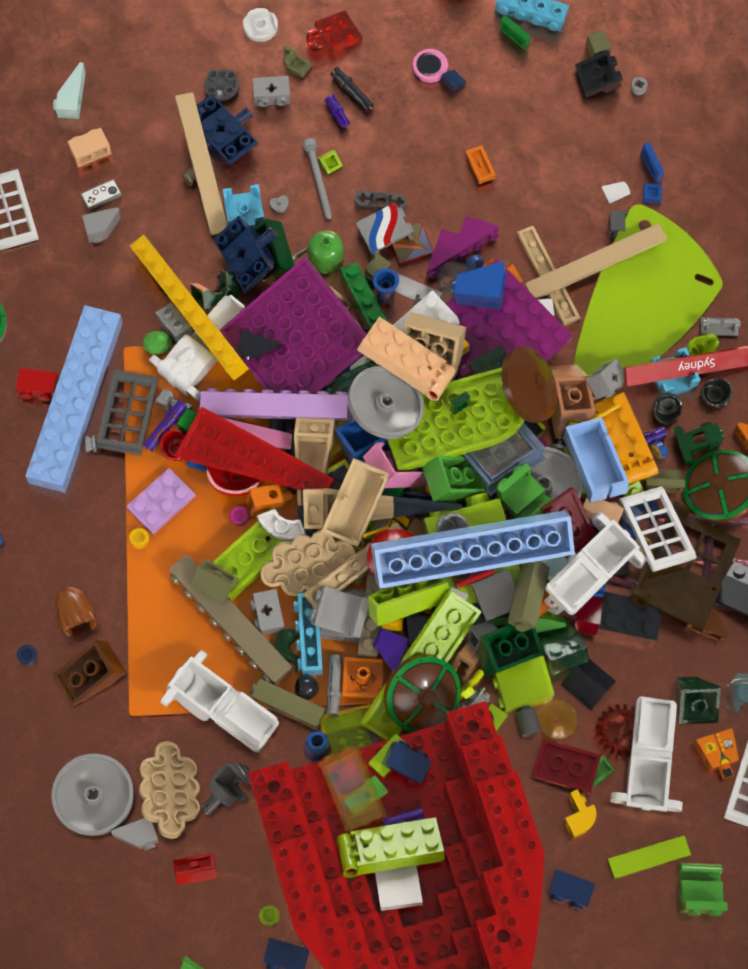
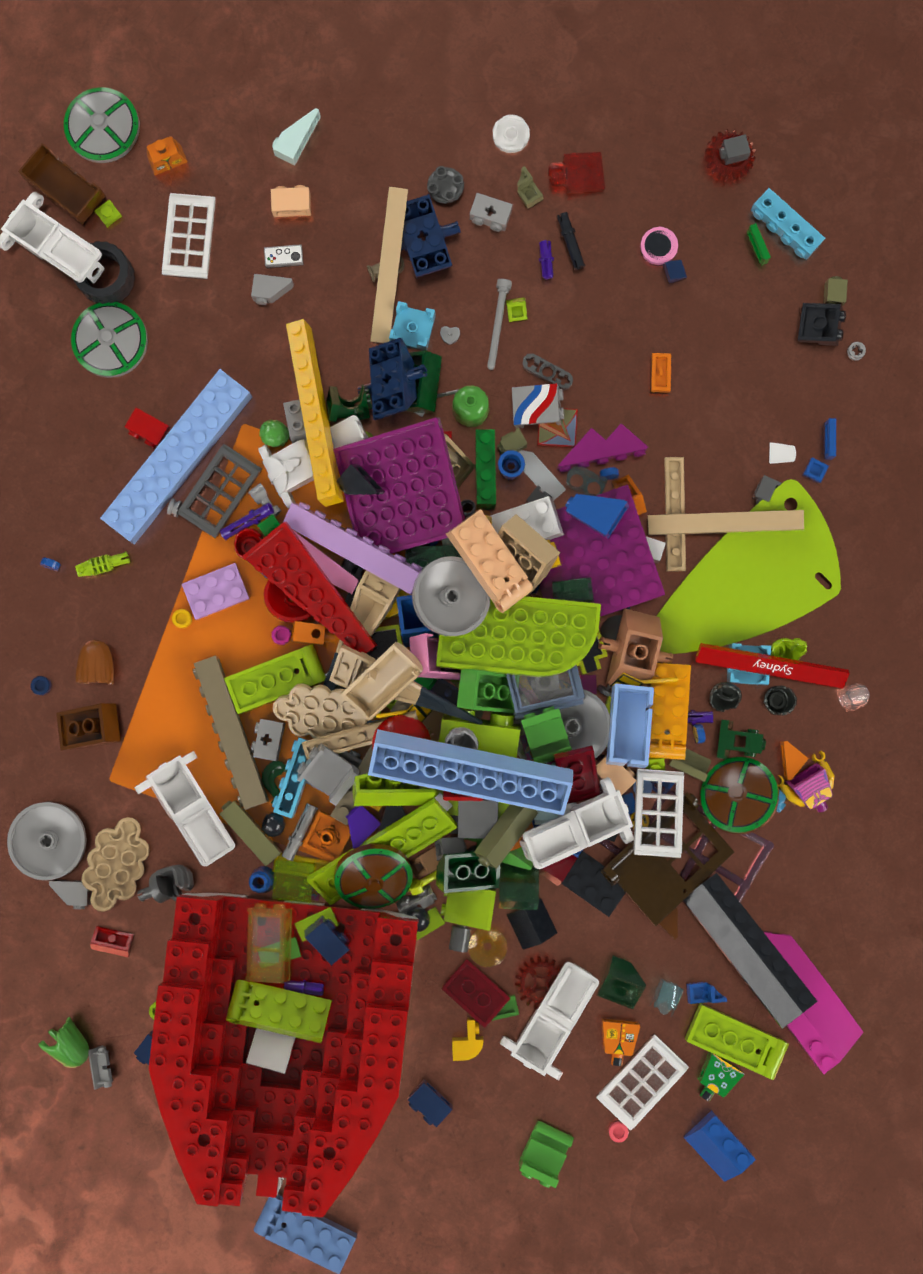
camera: 30 degrees right, 15 degrees up
(41, 520) = (101, 564): none -> lime hinge
(213, 581) = (229, 693): olive panel -> none
(280, 527) = (310, 667): white tile -> none
(460, 403) = (520, 625): dark green tile -> none
(529, 384) = (596, 632): reddish brown dish -> none
(606, 379) = (679, 646): light grey brick -> none
(649, 857) = (513, 1103): lime tile -> none
(720, 326) = (816, 634): light grey hinge -> none

